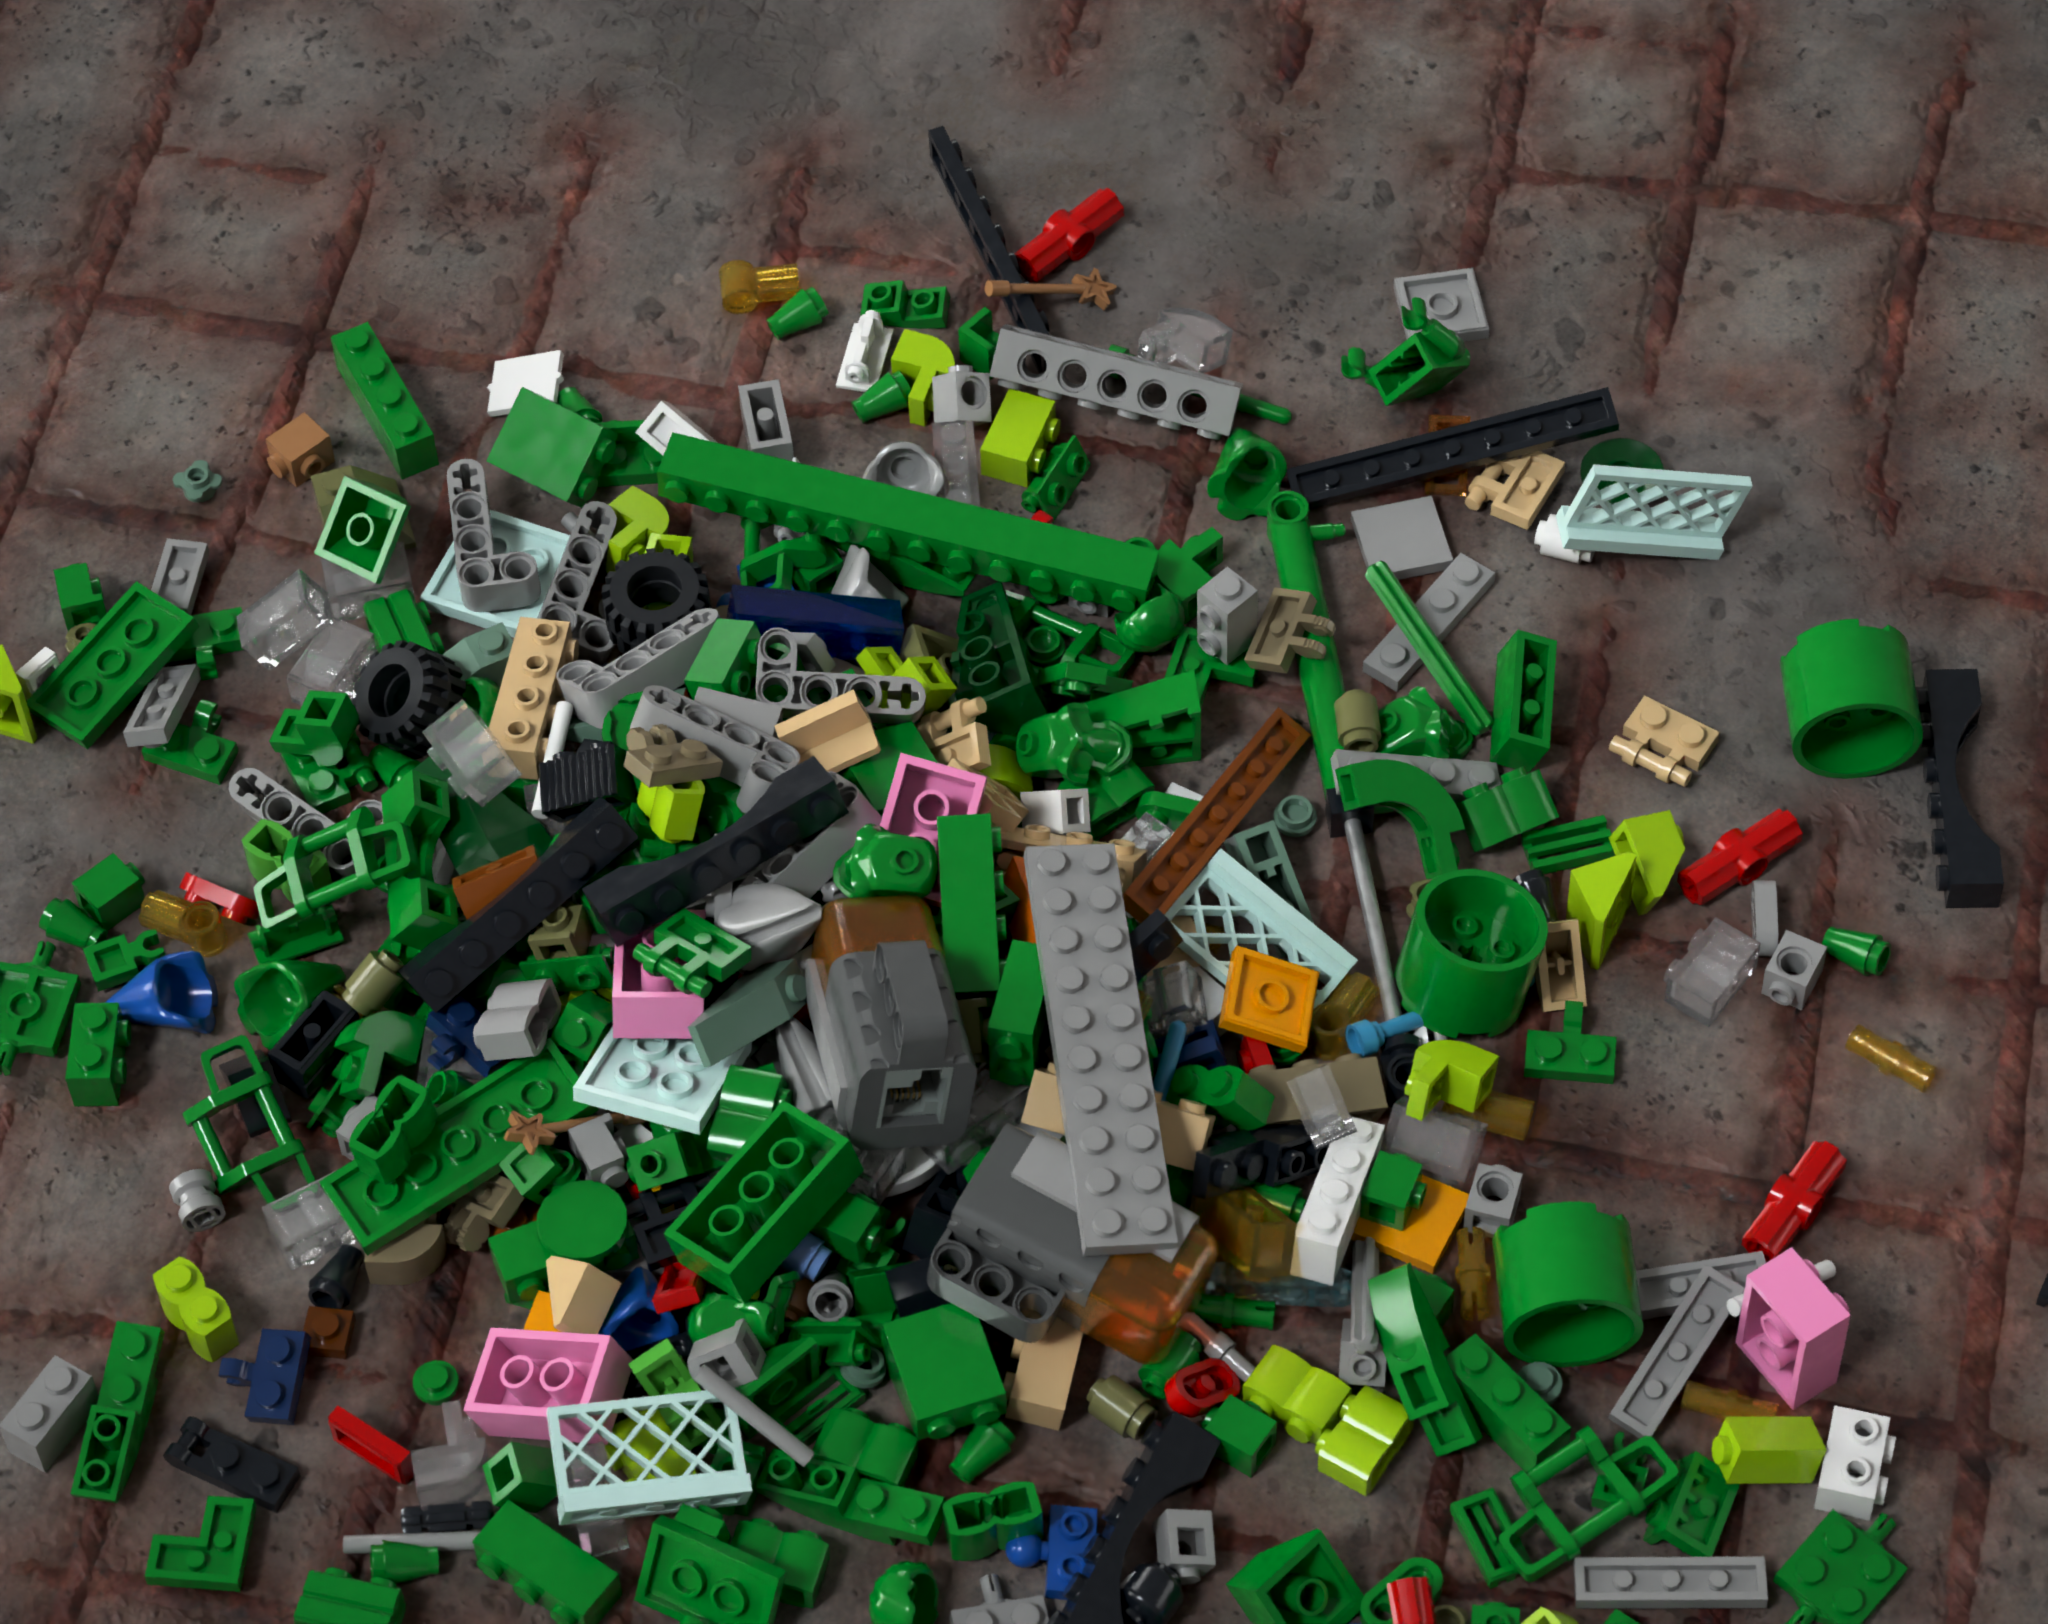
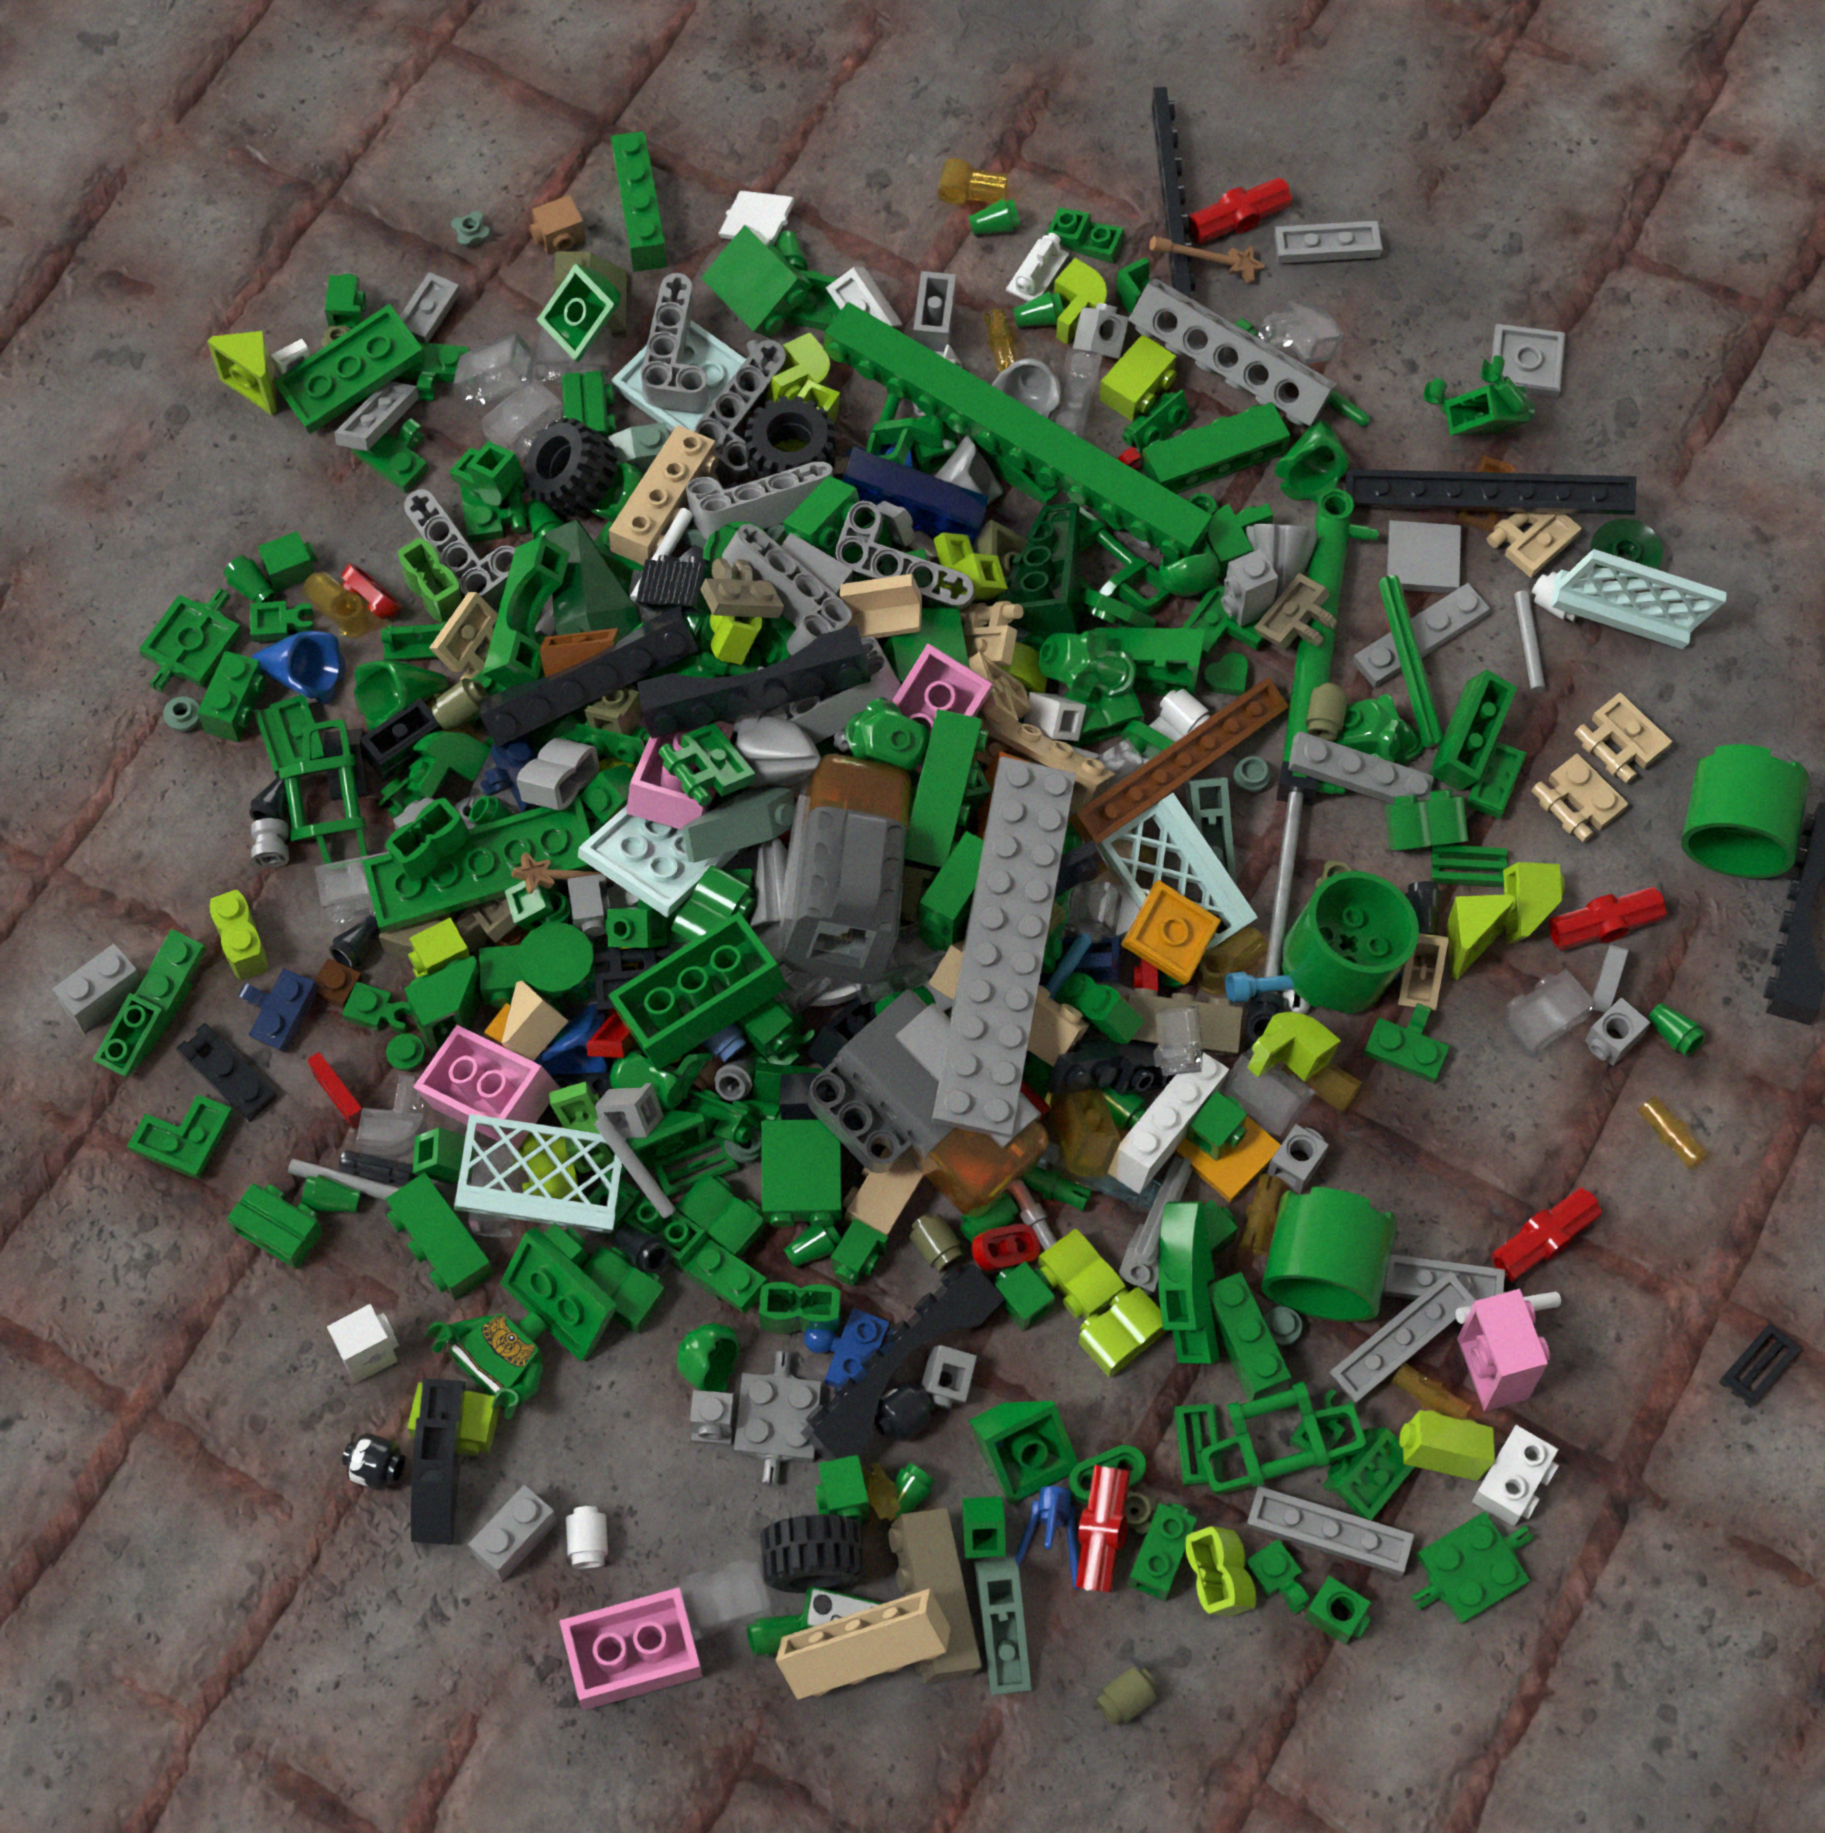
camera: 15 degrees right, 10 degrees up
(44, 1101) = (184, 722): none -> sand green plate
(174, 1075) = (283, 732): none -> green plate
(182, 1154) = (270, 802): none -> black cone
(346, 919) = (463, 634): none -> tan plate
(360, 832) = (484, 576): green bar -> none
(379, 1345) = (372, 1007): none -> green plate
(446, 1264) = (436, 948): none -> lime brick
(464, 1310) = (445, 1000): none -> green slope
(471, 754) = (594, 535): clear brick -> none
(792, 1507) = (644, 1249): none -> black cone
(848, 438) = (1000, 339): none -> clear yellow axle
(1036, 1443) = (858, 1253): none -> green brick
(1044, 646) = (1097, 566): green plate -> none
(1137, 484) = (1217, 449): none -> green brick
(1178, 242) = (1327, 241): none -> light grey plate
(1195, 770) = (1183, 711): none -> white brick
(1230, 722) = (1228, 675): none -> green tile
(1253, 558) = (1286, 549): none -> light grey hat
(1416, 798) = (1352, 792): green arch -> none
(1550, 596) = (1529, 641): none -> light grey bar
(1568, 753) = (1497, 780): none -> green plate
(1693, 656) = (1630, 731): none -> tan plate

